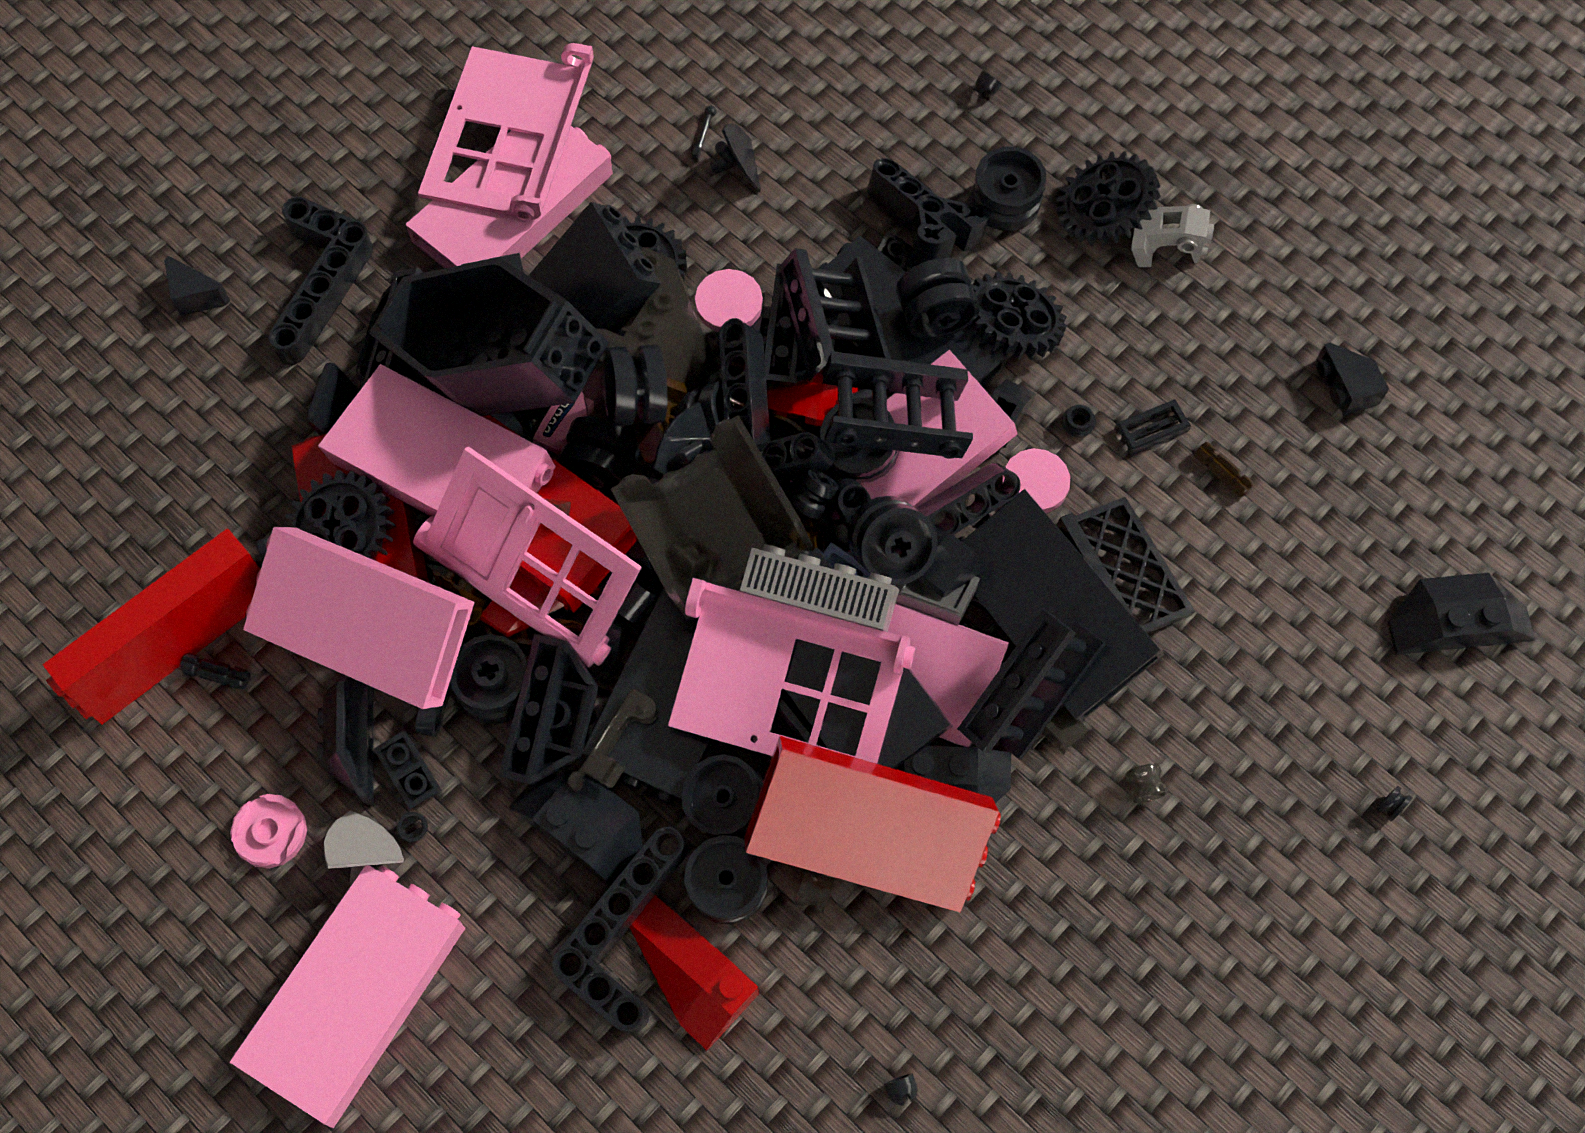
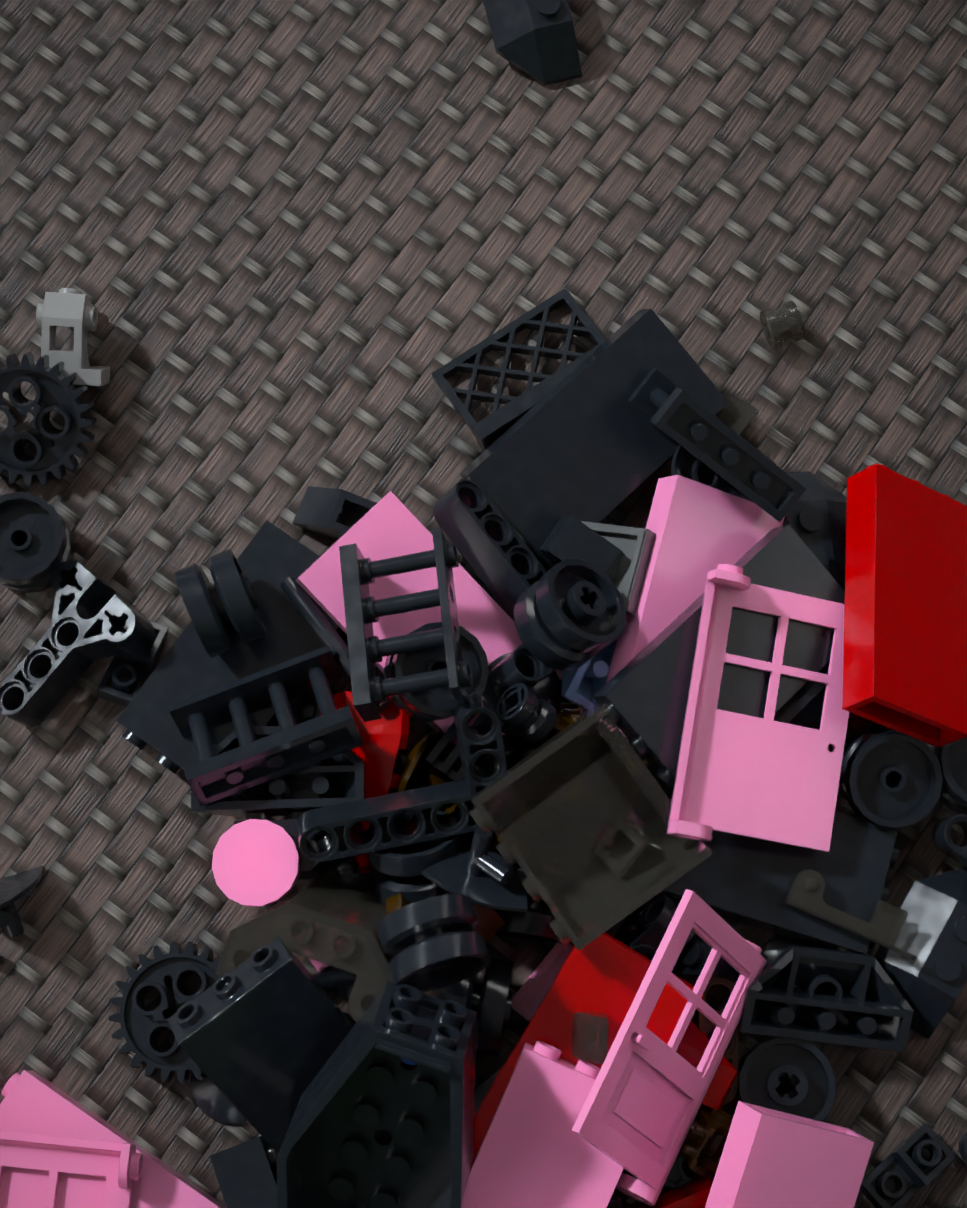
camera: 90 degrees left, 10 degrees up
(819, 588) = (662, 682): light grey brick -> none
(1017, 316) = (202, 513): black gear -> none
(1042, 476) = (422, 473): bright pink tile -> none
(1082, 413) = (334, 423): black plate -> none
(1155, 439) = (350, 378): black tile -> none
(1224, 469) = (380, 266): dark brown axle -> none
(1352, 378) = (247, 129): black slope -> none
(1394, 803) = (761, 71): black bush -> none

